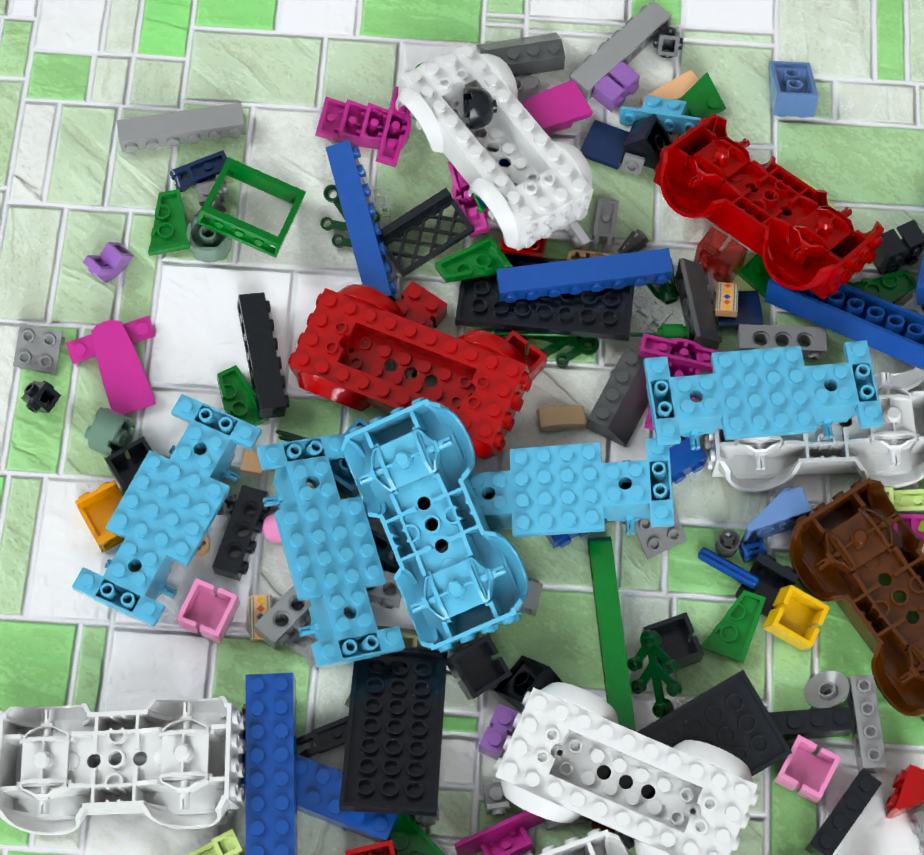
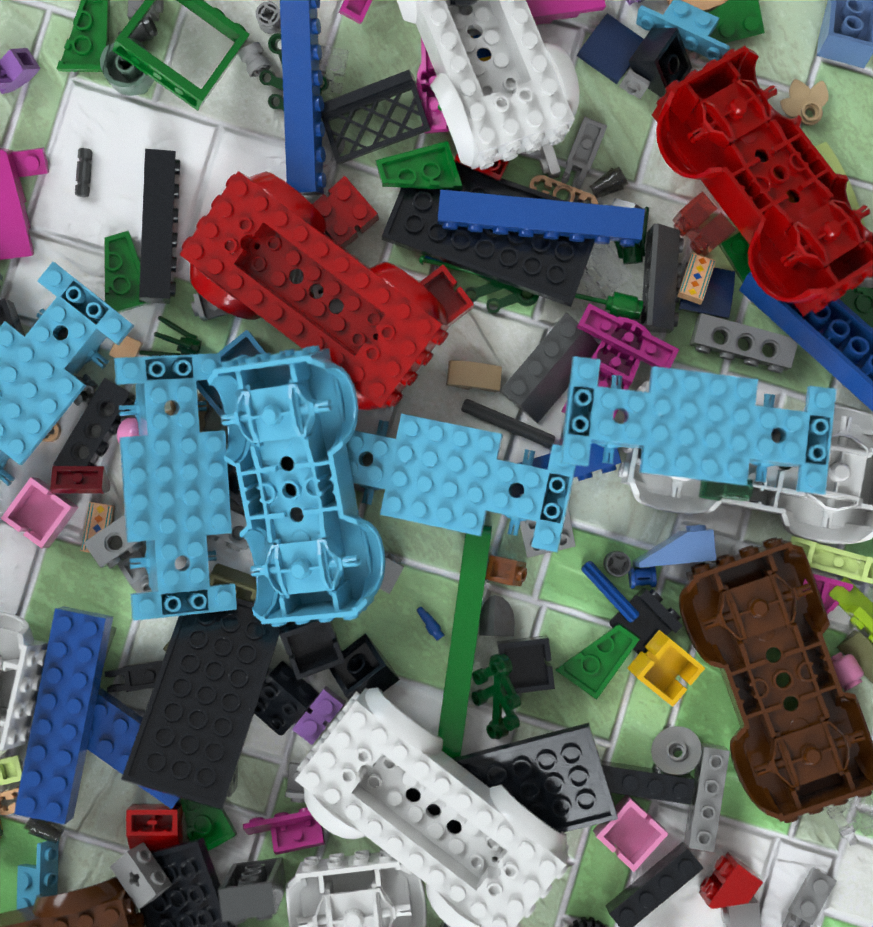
camera: 15 degrees right, 20 degrees up
(186, 329) = (83, 172): none -> dark grey axle
(239, 573) = (79, 479): none -> dark red tile
(312, 210) = (254, 59): none -> light grey wheel
(318, 178) = (269, 23): none -> light grey wheel
(320, 411) = (205, 309): none -> light grey bracket
(463, 727) = (283, 698): none -> black bracket
(581, 635) = (431, 625): none -> blue piece
(610, 452) = (508, 423): none -> dark grey axle
(633, 571) = (506, 571): none -> dark orange bracket
(635, 613) = (496, 618): none -> flat silver brick
(778, 149) = (803, 99): none -> tan plate
(795, 446) = (717, 491): none -> clear green piece

